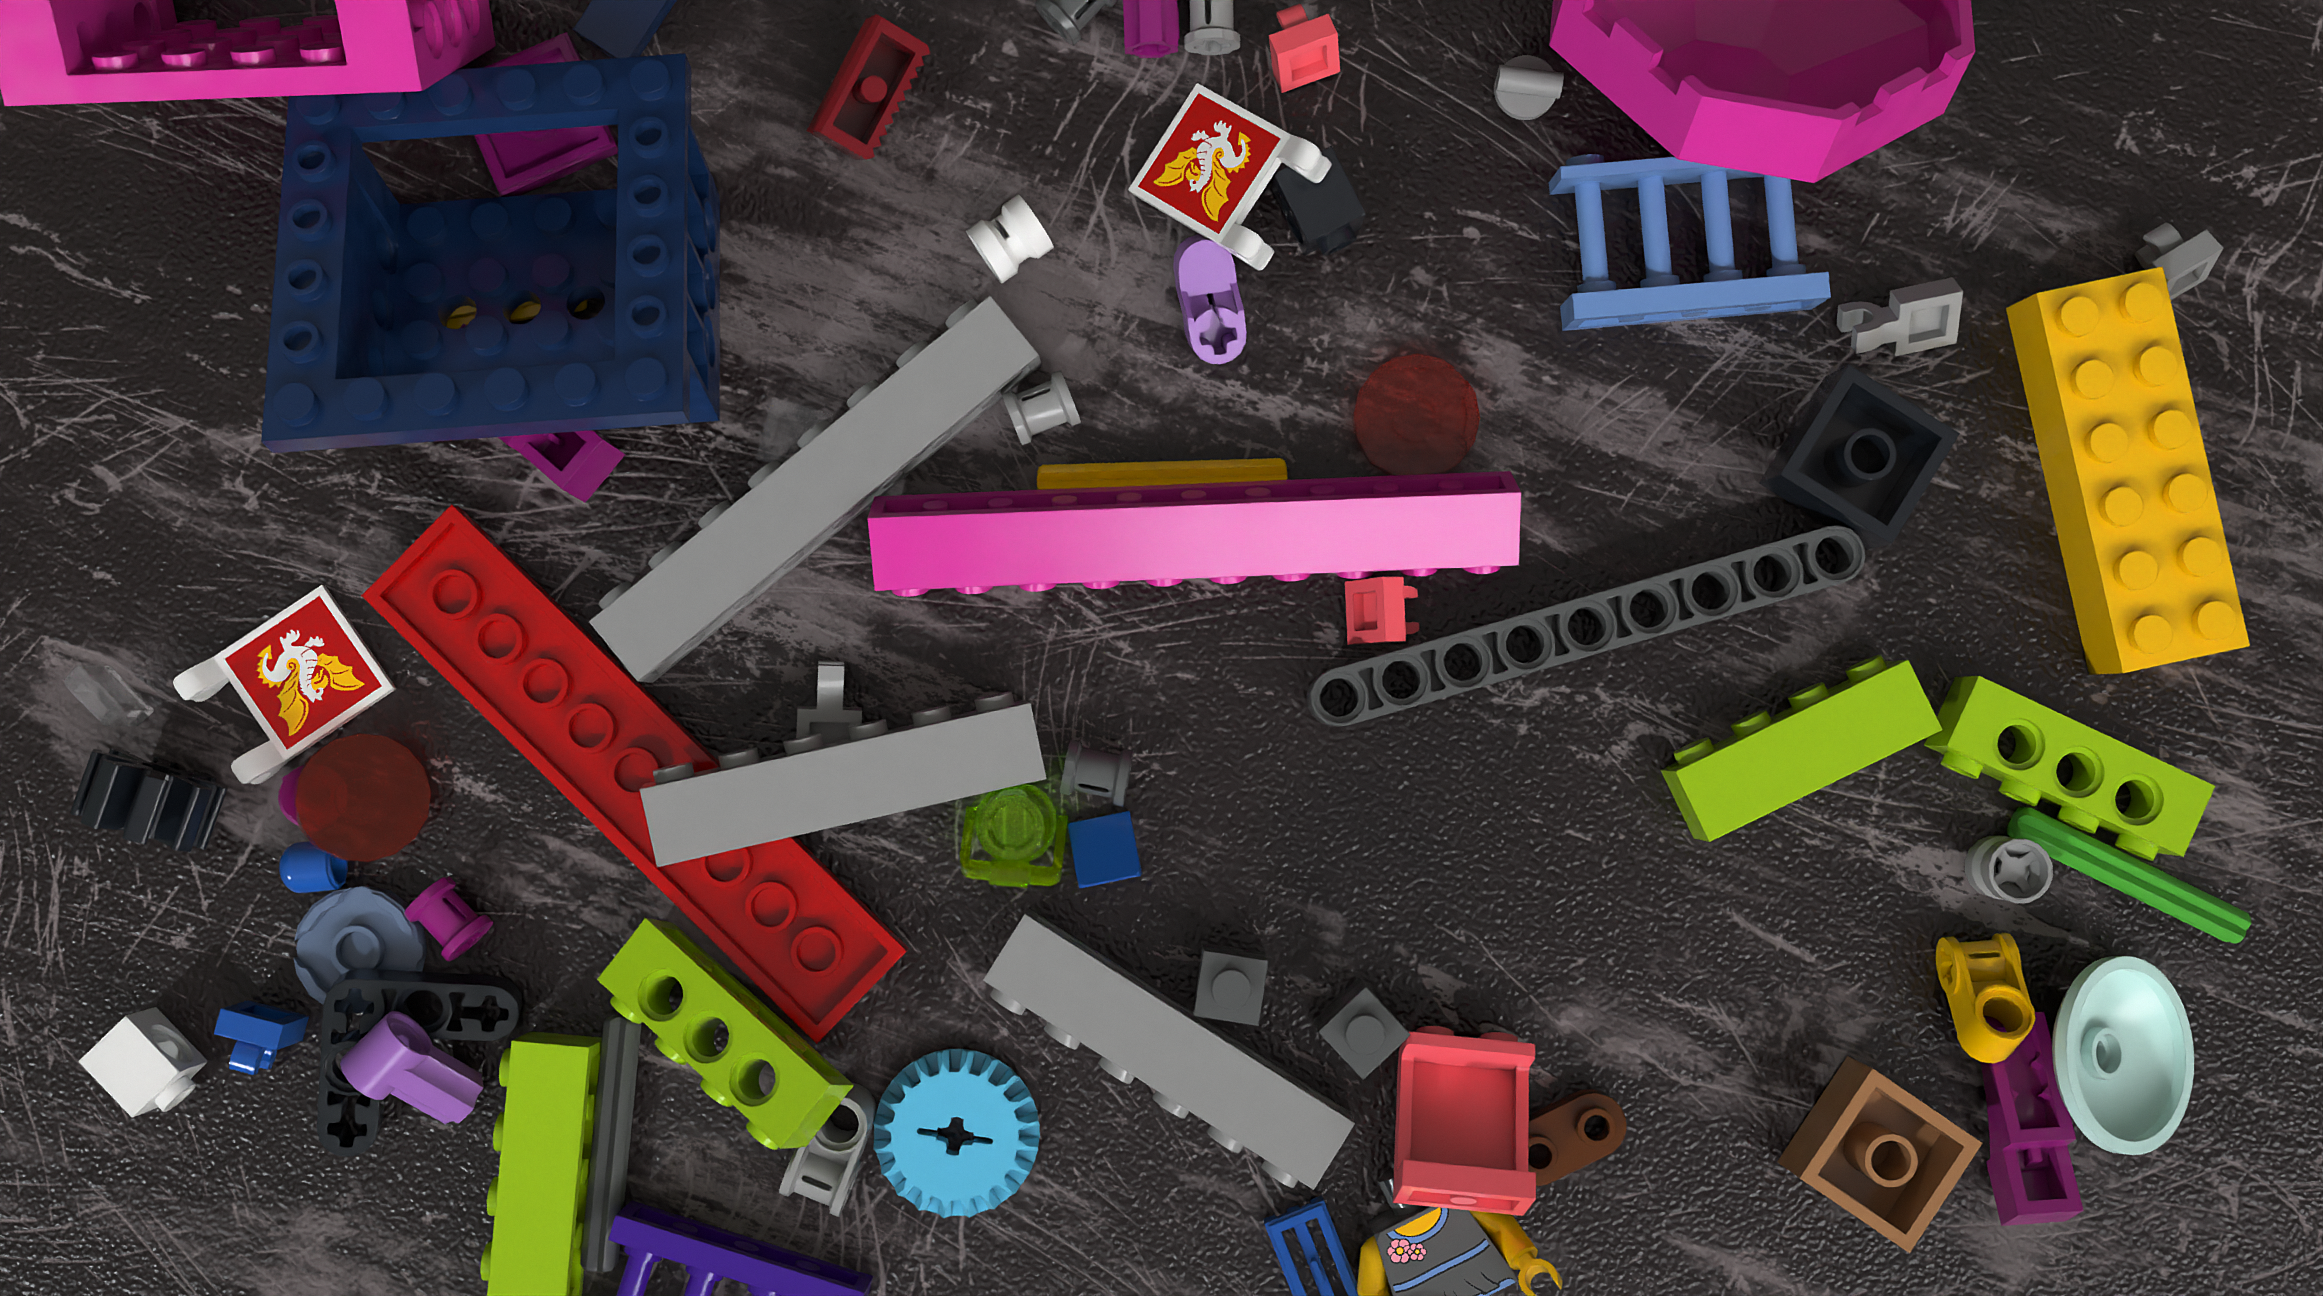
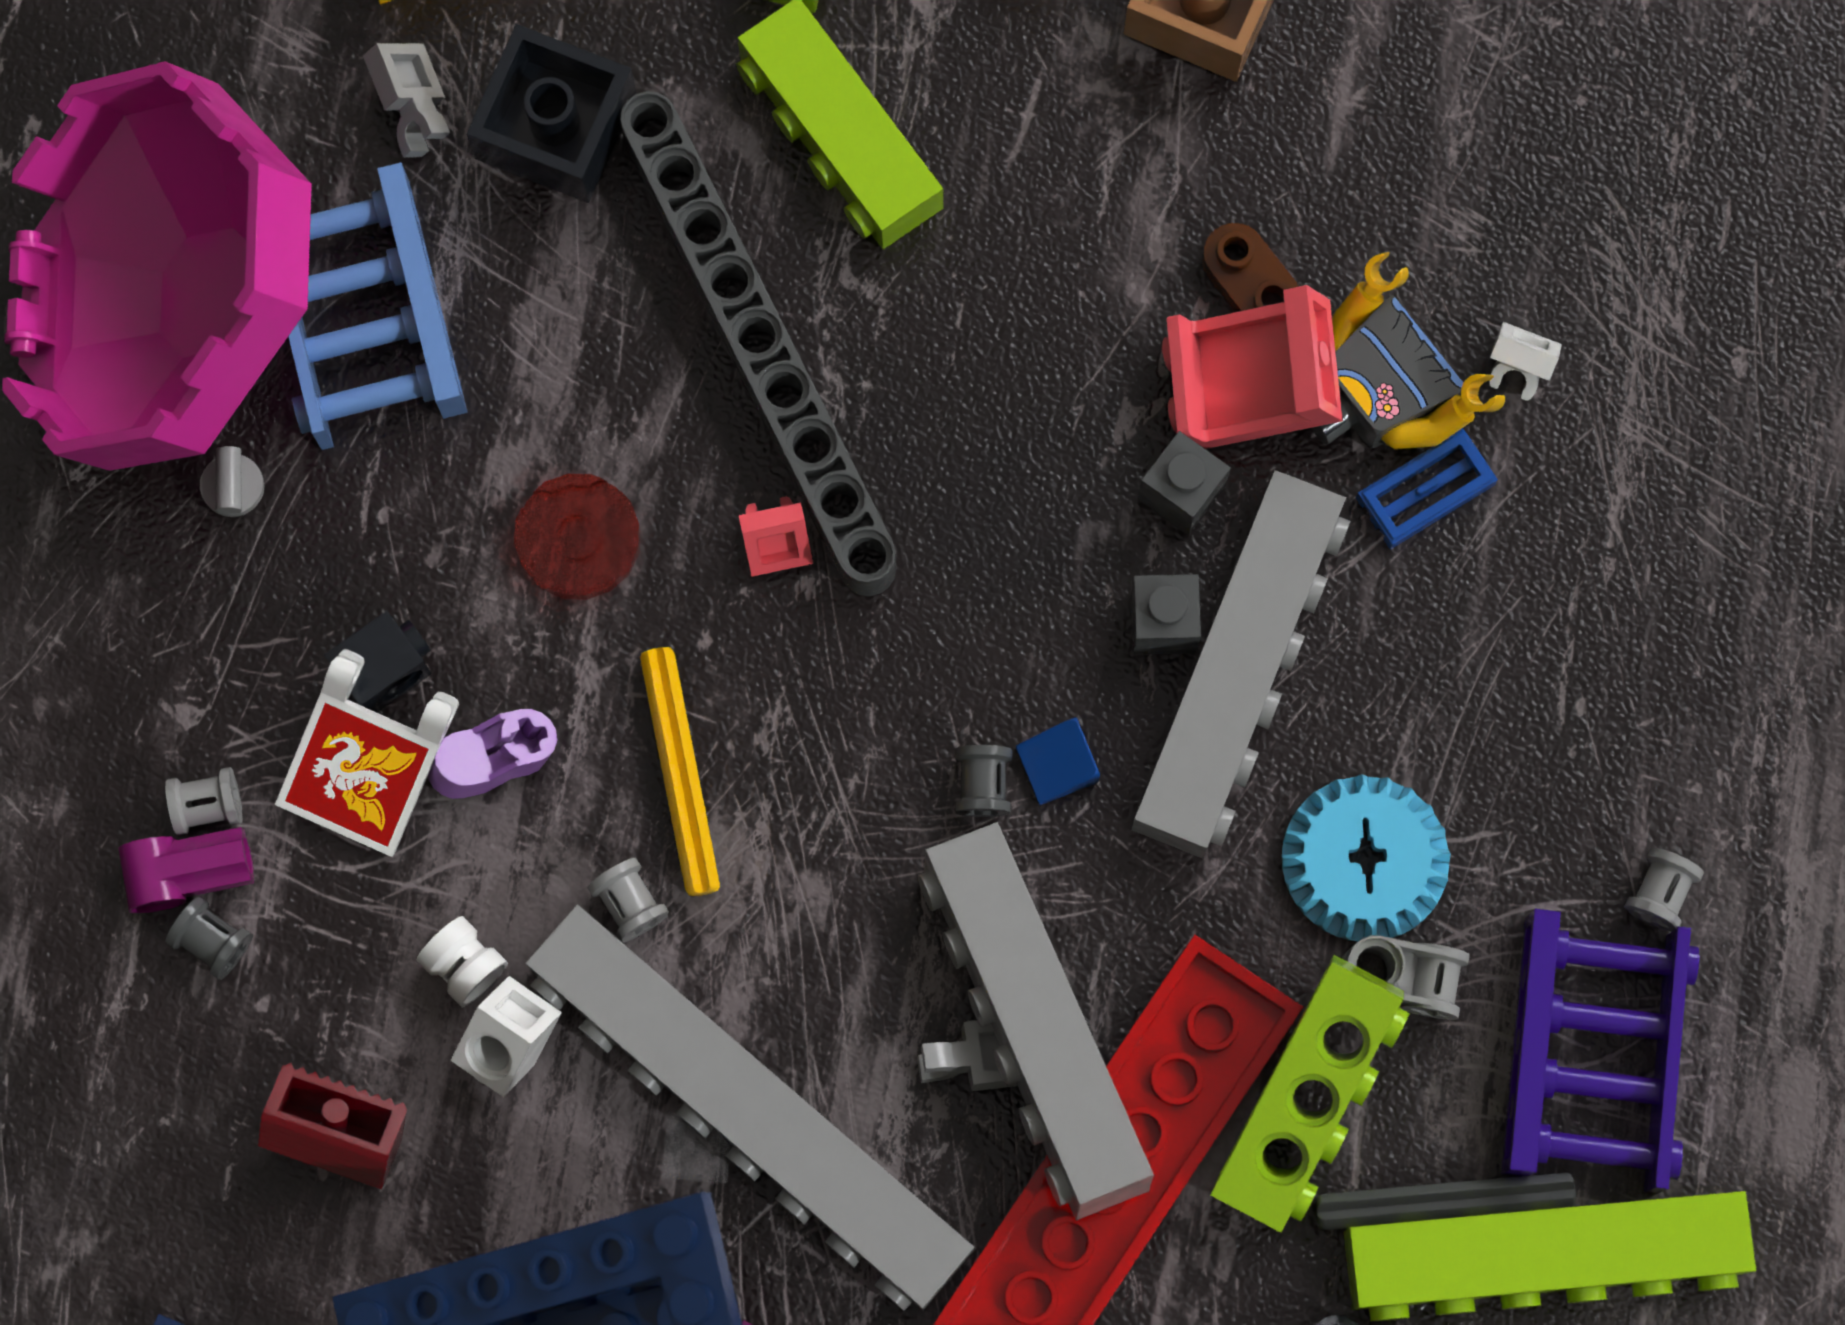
camera: 100 degrees left, 10 degrees down
(925, 267) = (506, 1036): none -> white brick
(1014, 829) = (1056, 853): clear neon green piece -> none
(1195, 532) = (729, 729): brick -> none
(1303, 49) = (226, 705): coral tile -> none

